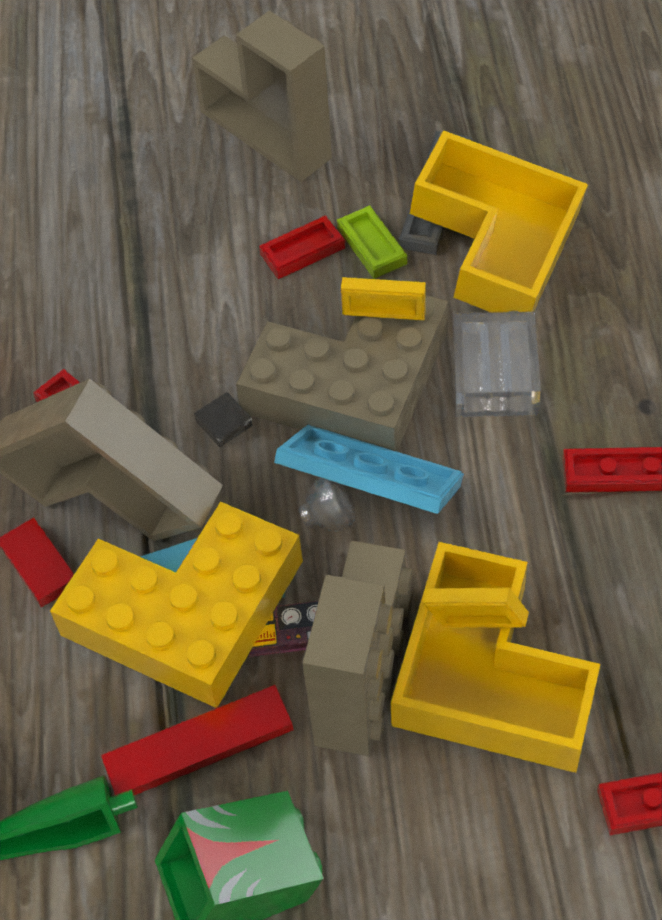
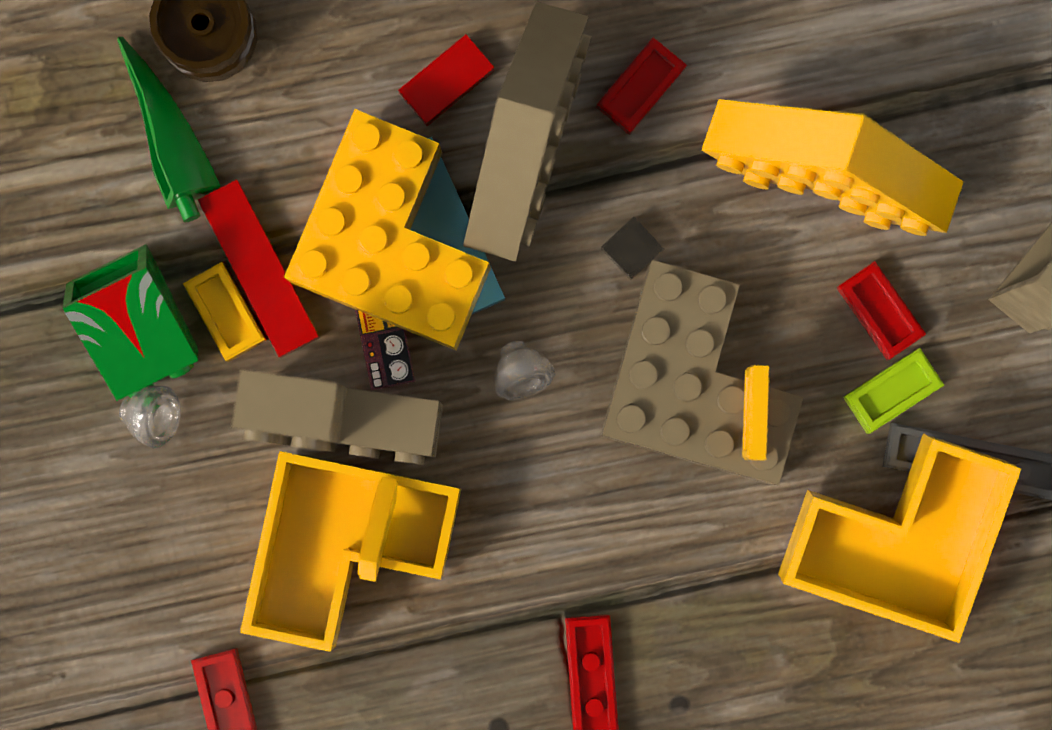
camera: 80 degrees right, 30 degrees up
(165, 223) = (836, 158): none -> yellow piece
(240, 776) = (224, 312): none -> yellow tile
(342, 855) = (152, 415): none -> clear brick
(370, 468) = (563, 411): medium azure tile -> none
(495, 364) = (717, 540): clear brick -> none

